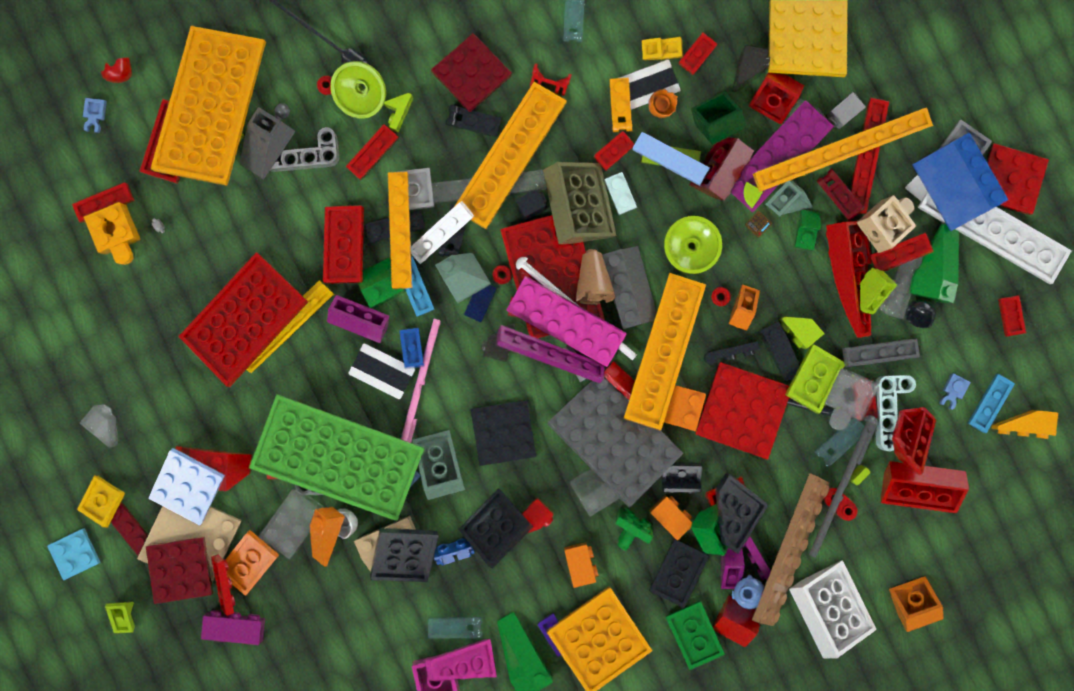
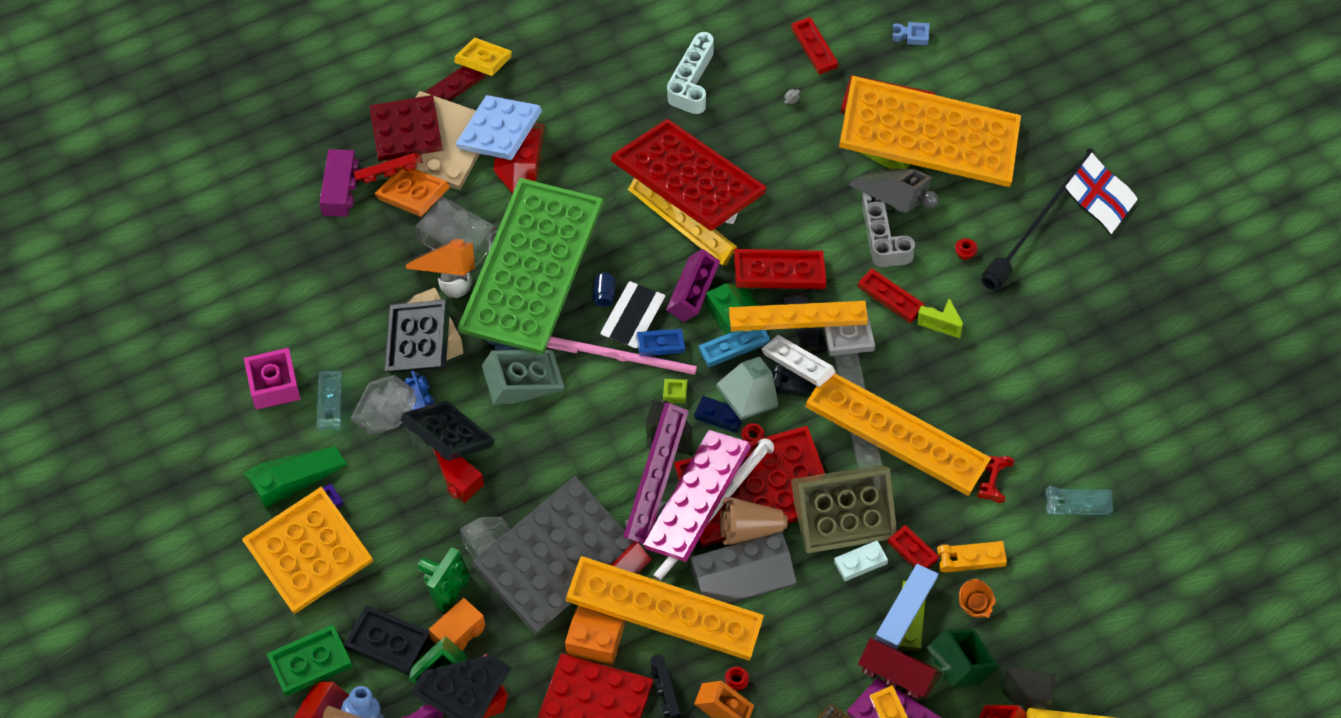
camera: 90 degrees right, 30 degrees down
(73, 554) = (425, 38): medium azure plate -> none
(102, 424) = (567, 54): clear slope -> none
(113, 232) = (780, 63): light orange brick -> none
(119, 72) = (961, 50): red hair -> none
(120, 616) = (356, 77): lime slope -> none
(126, 311) = (682, 87): none -> light aqua beam
(350, 95) = (962, 274): lime dish -> none
(355, 395) = (603, 289): none -> dark blue brick
(456, 337) = (675, 390): none -> lime tile
(463, 663) = (289, 405): dark pink wing -> none
(469, 581) = (383, 405): none -> clear brick
(471, 72) = (995, 391): dark red plate -> none
(474, 121) = (937, 398): black plate -> none
(503, 433) = (561, 444): black plate -> none
(531, 204) = (837, 452): black brick -> none
(580, 564) = (400, 528): orange brick -> none
(649, 80) = (1009, 593): sticker -> none
(662, 48) = (1048, 601): yellow slope -> none
(682, 478) = (506, 637): black bracket -> none
(697, 53) = (1045, 640): red plate -> none
(704, 237) = (804, 624): lime dish -> none
(731, 569) = (396, 697): magenta slope -> none
(751, 194) = (863, 702): lime tile -> none

